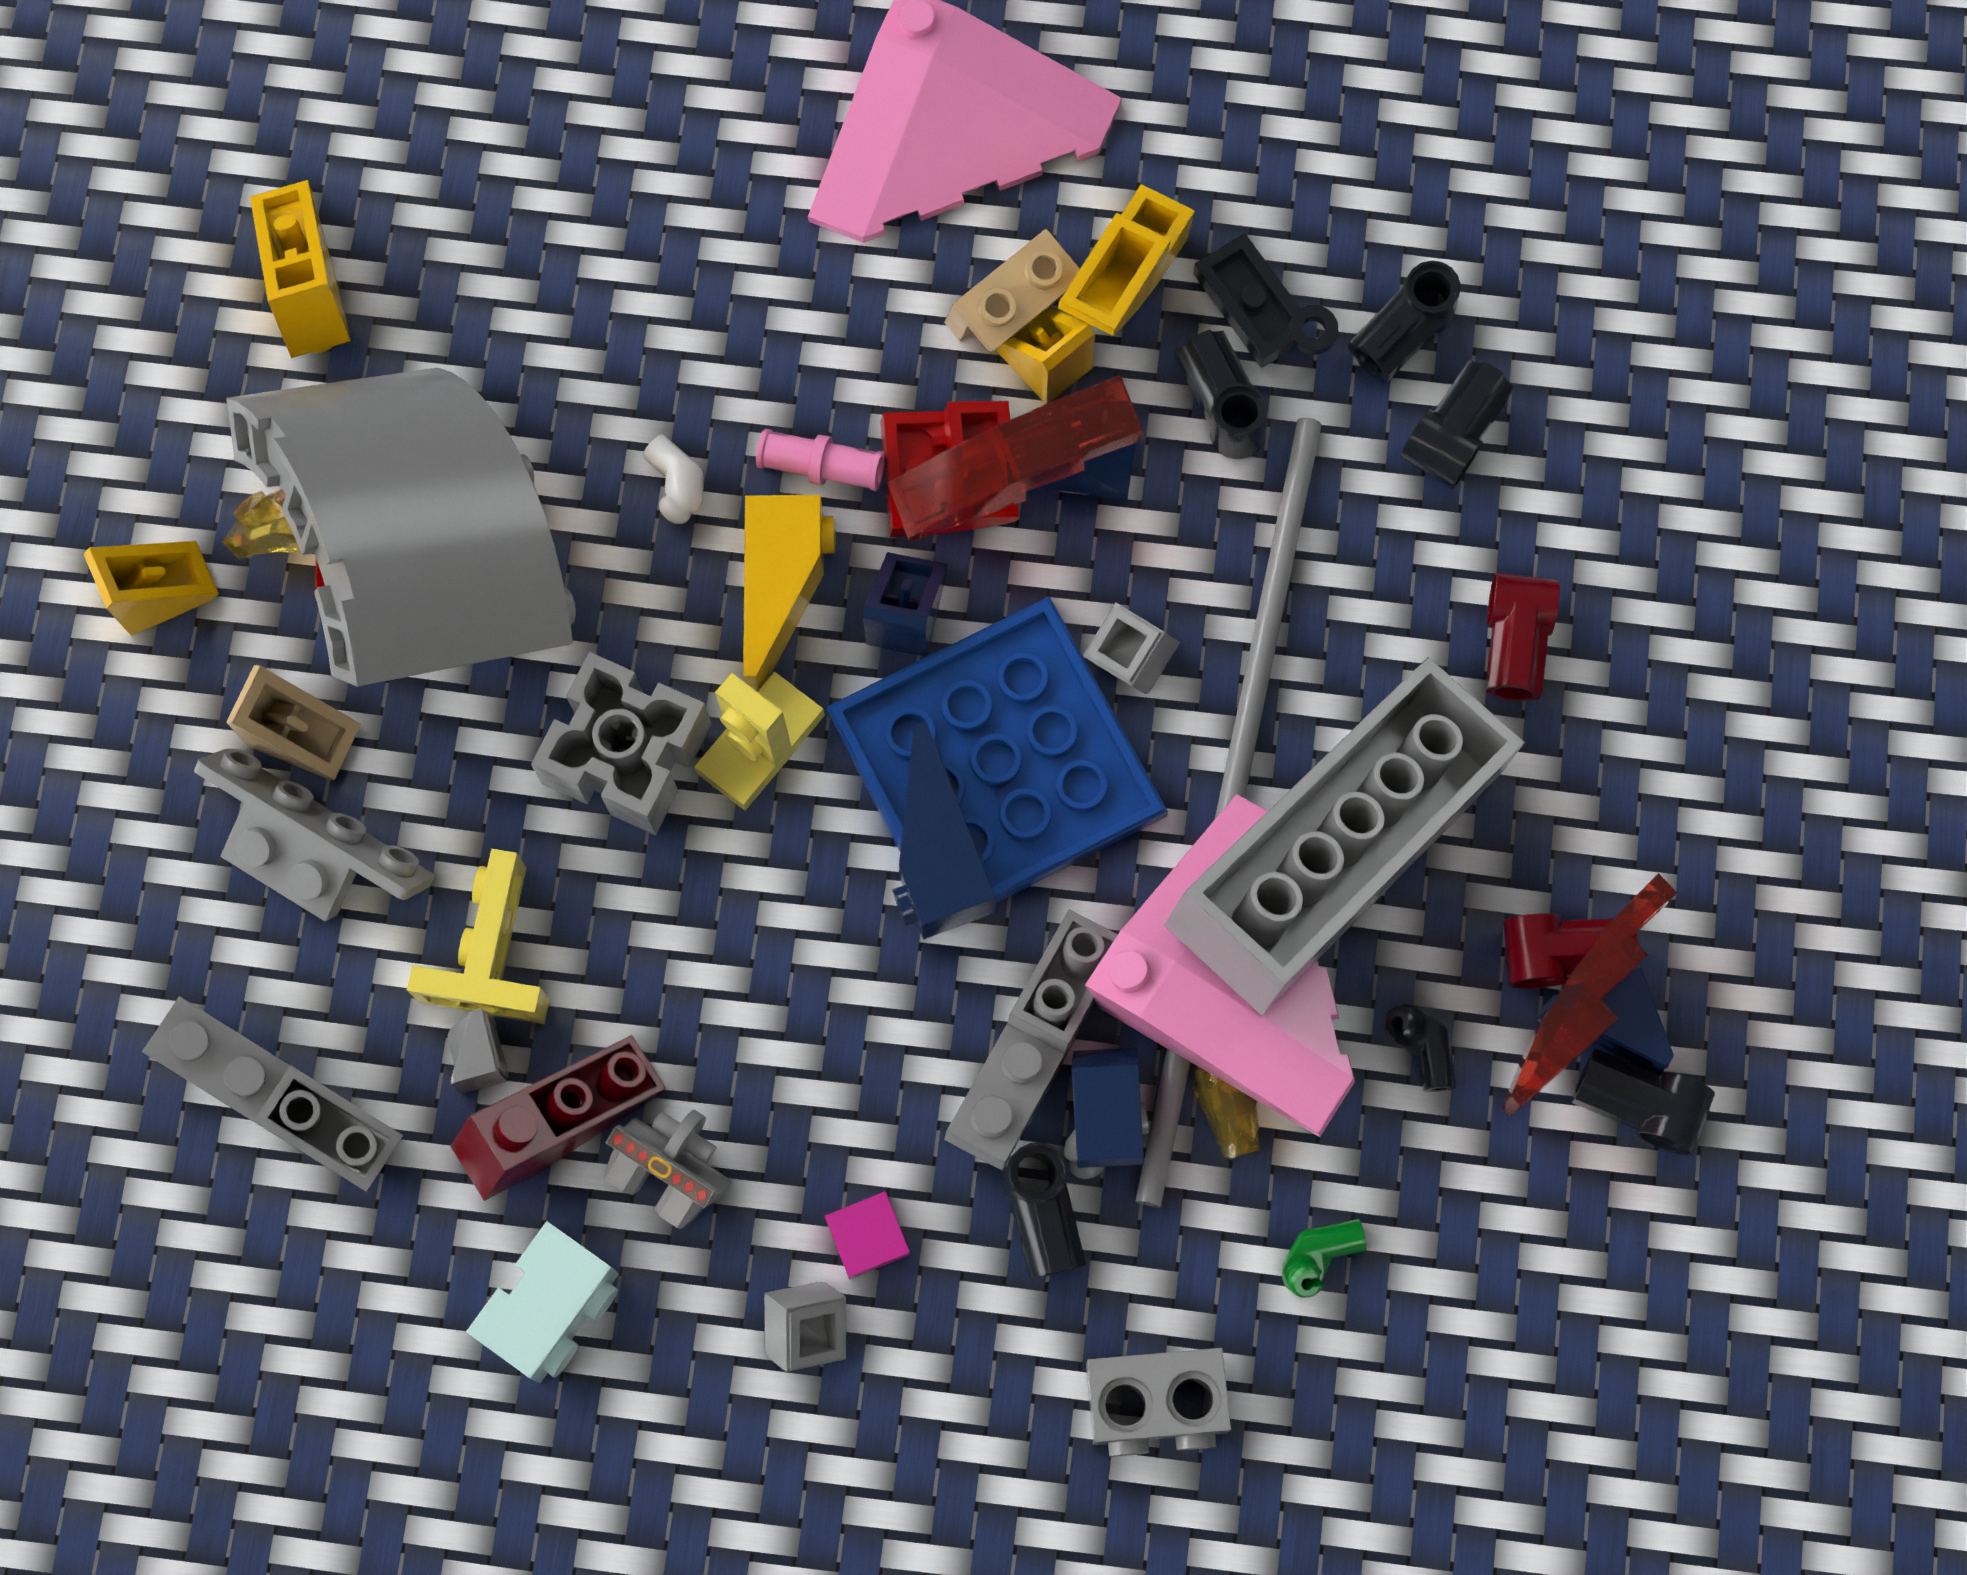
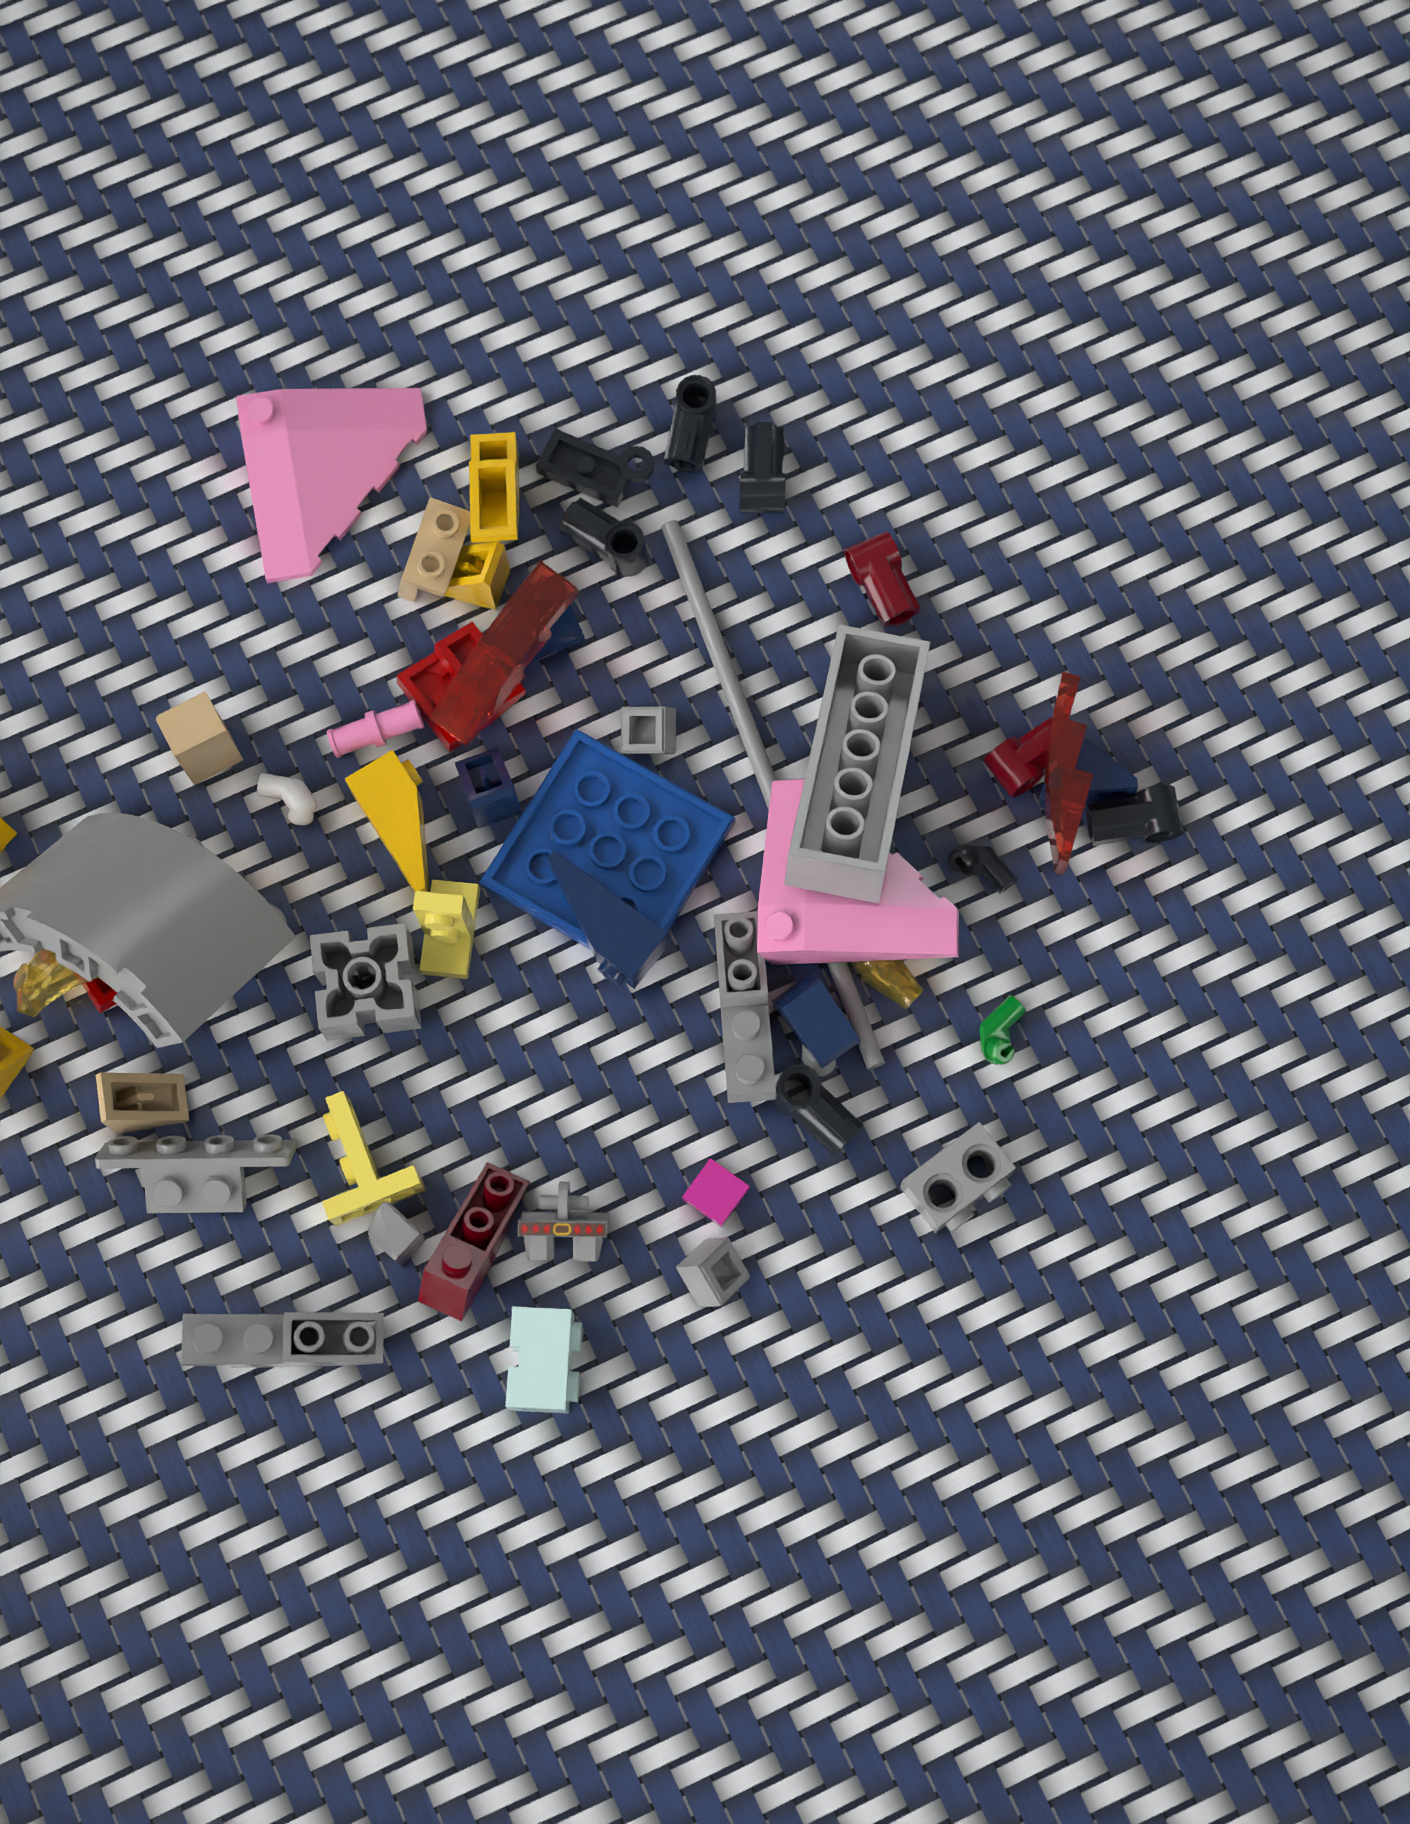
camera: 30 degrees left, 0 degrees up
(612, 352) = (199, 738): none -> tan panel

